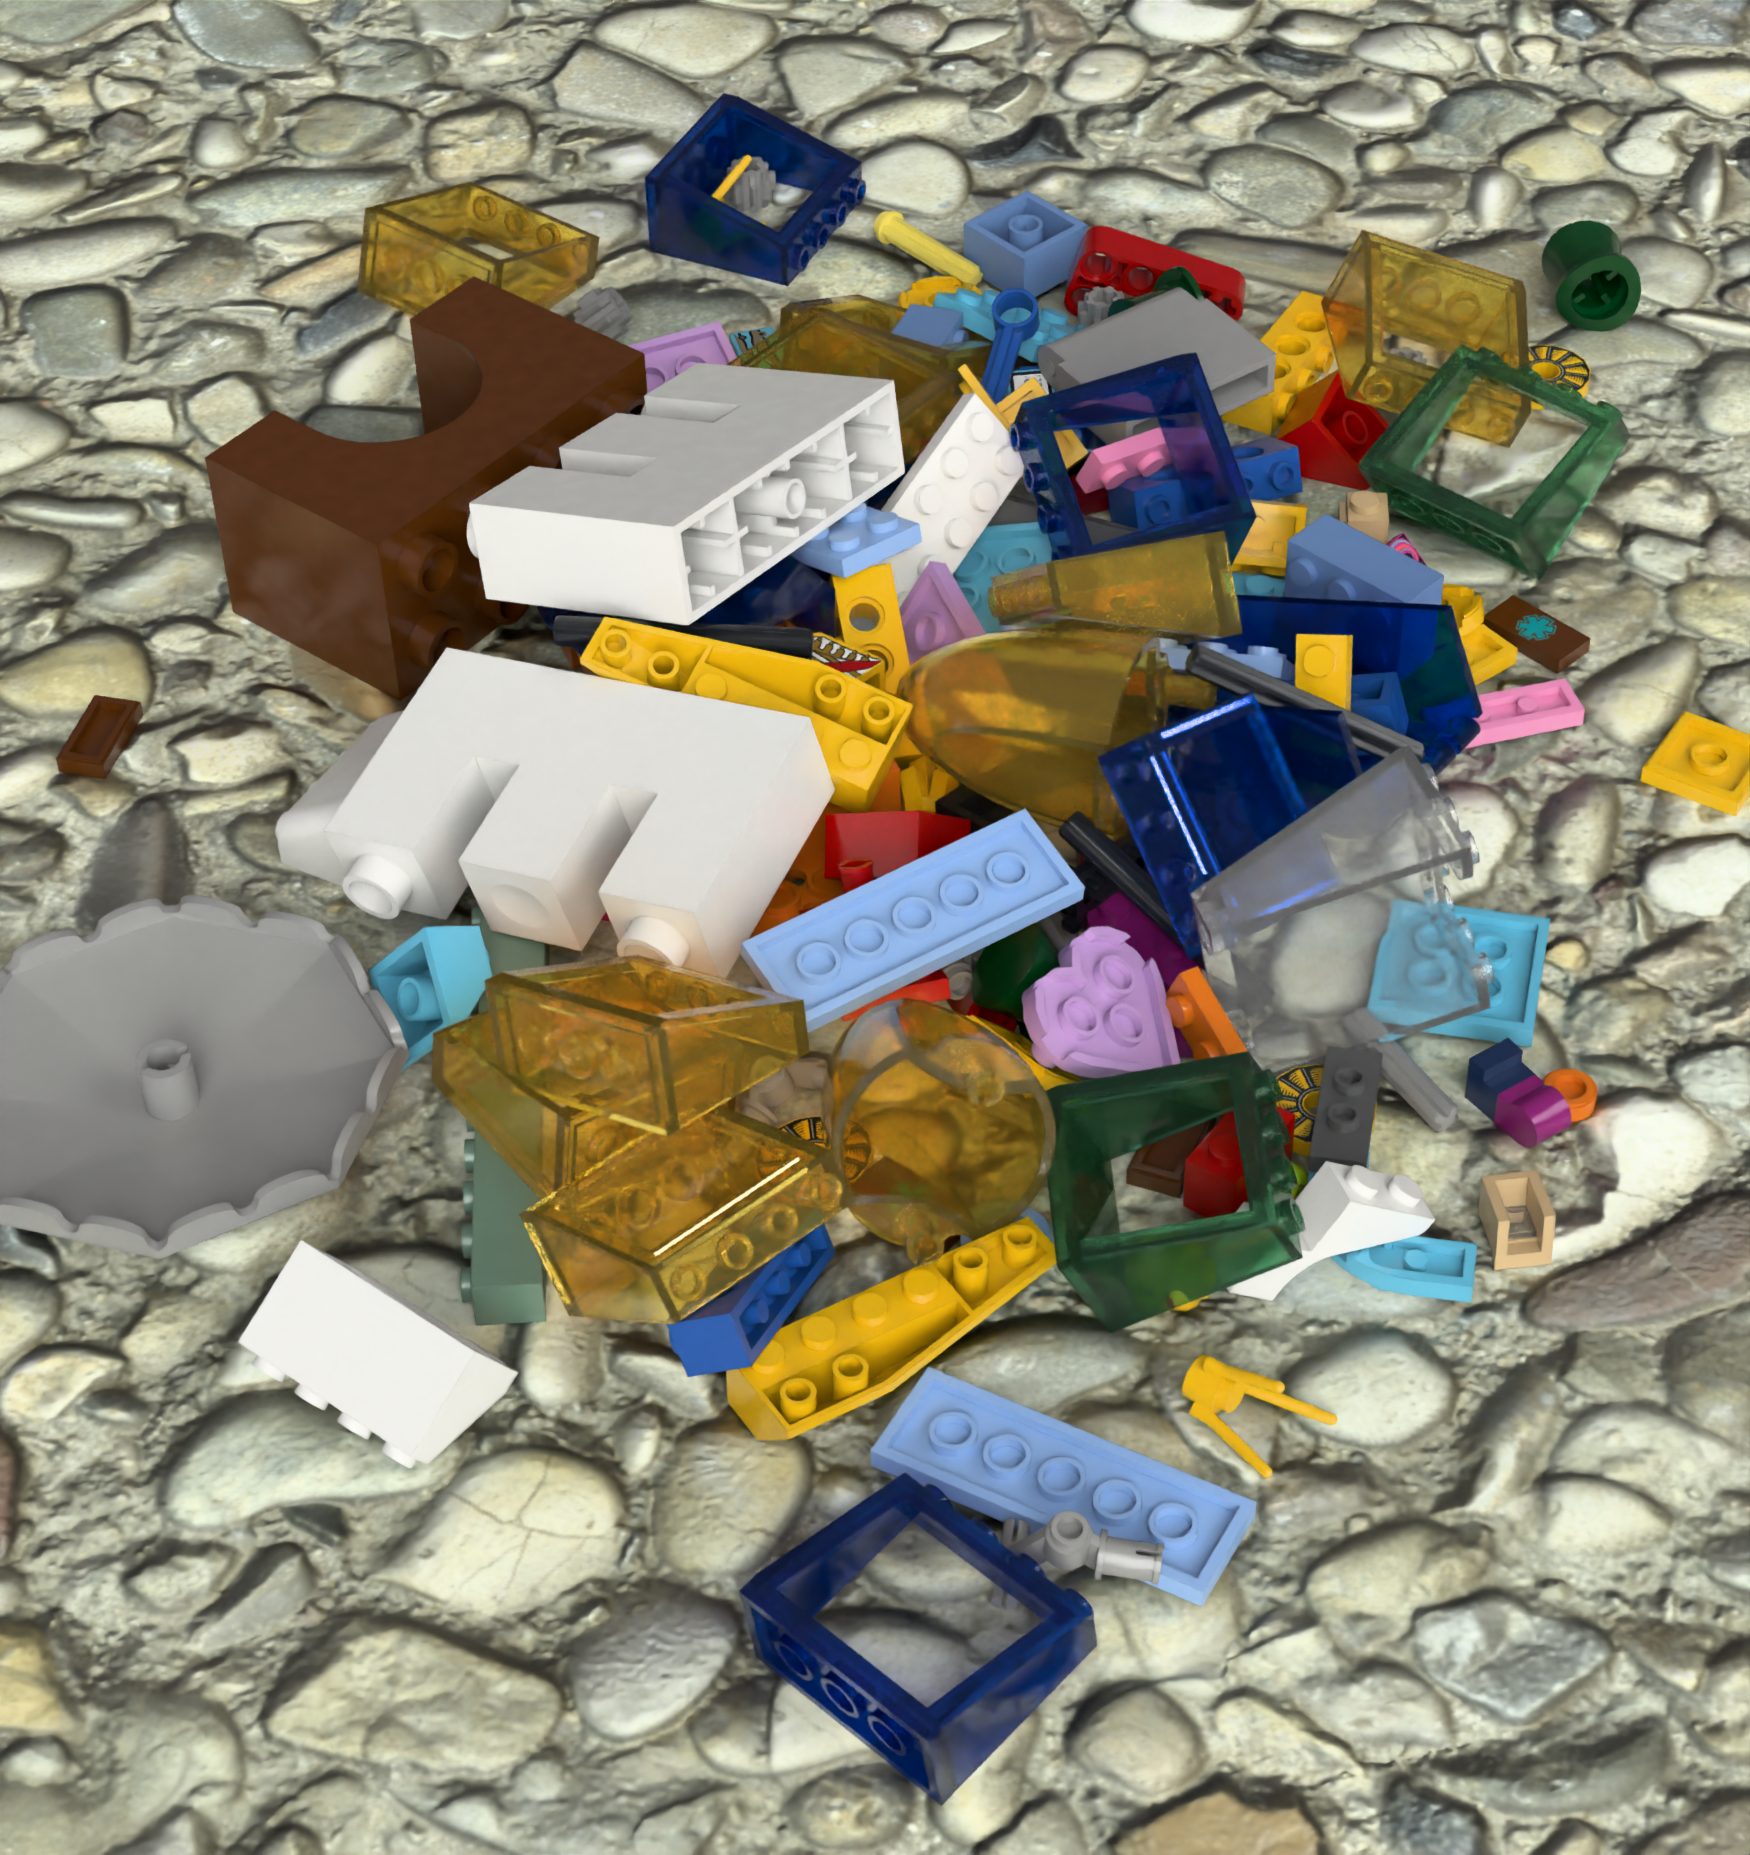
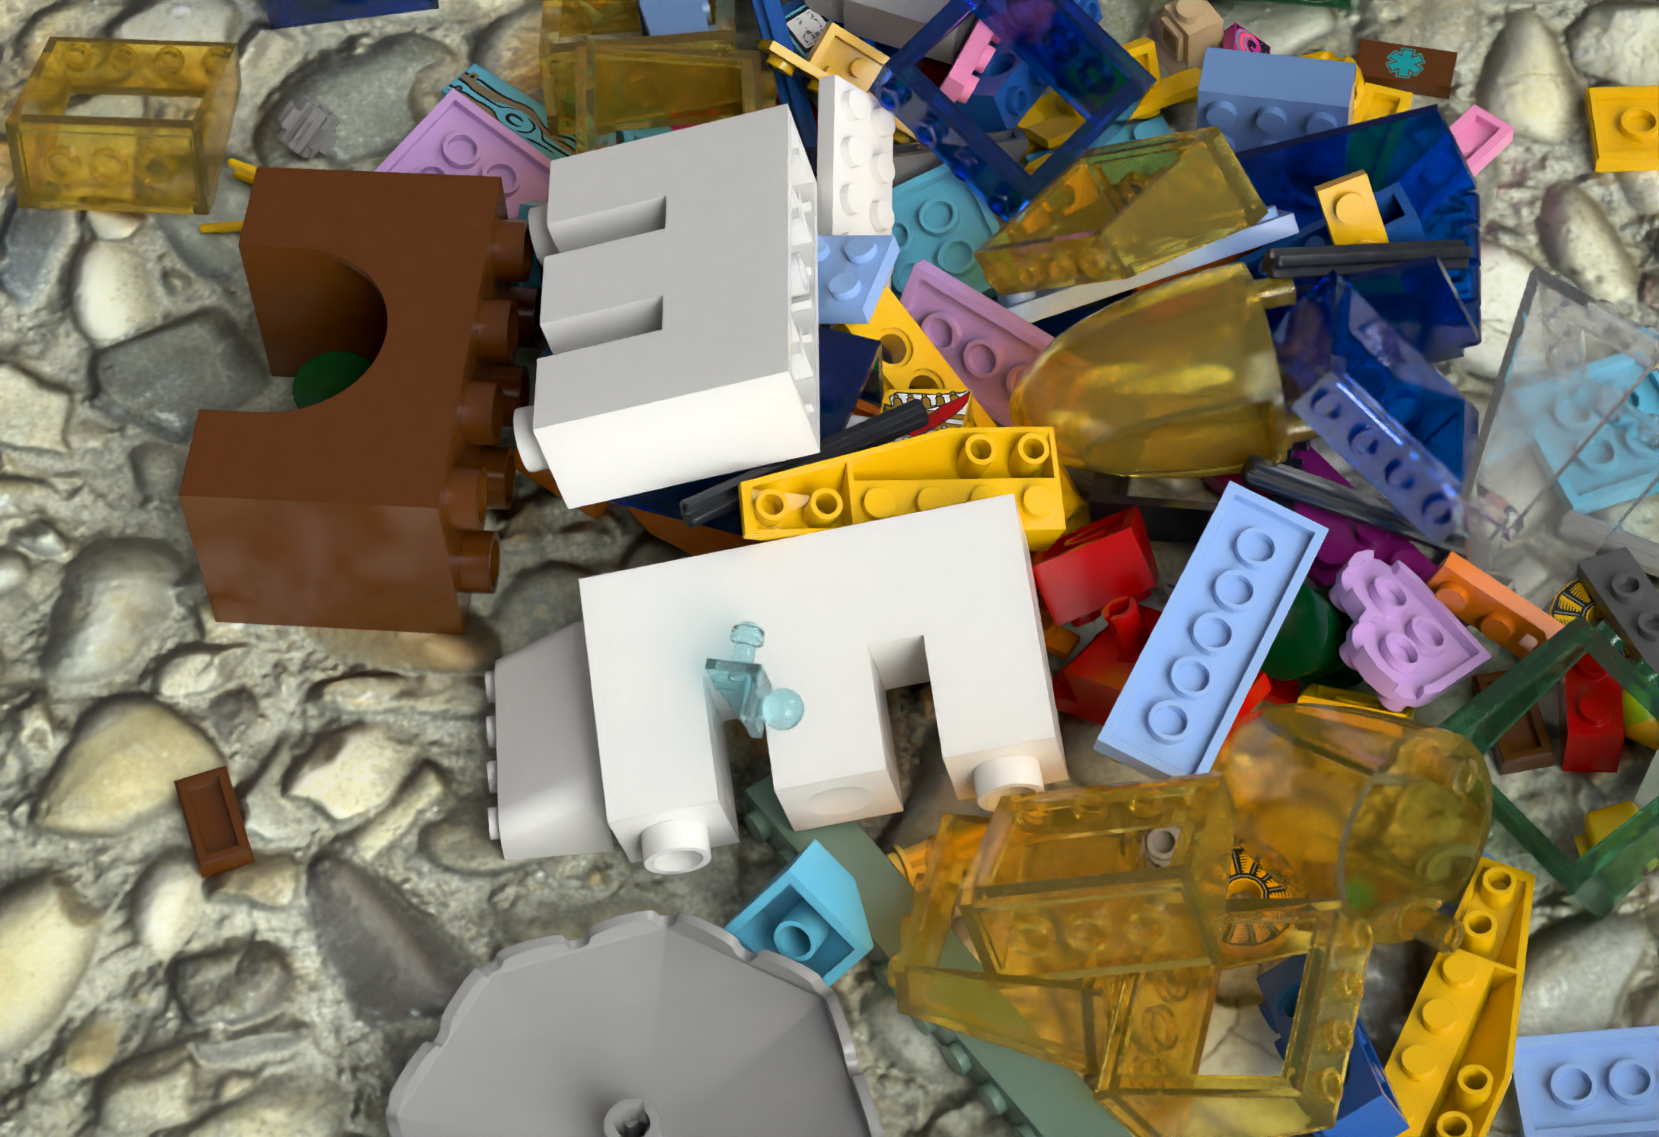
camera: 30 degrees left, 10 degrees up
(487, 776) = (748, 687): none -> clear light blue piece

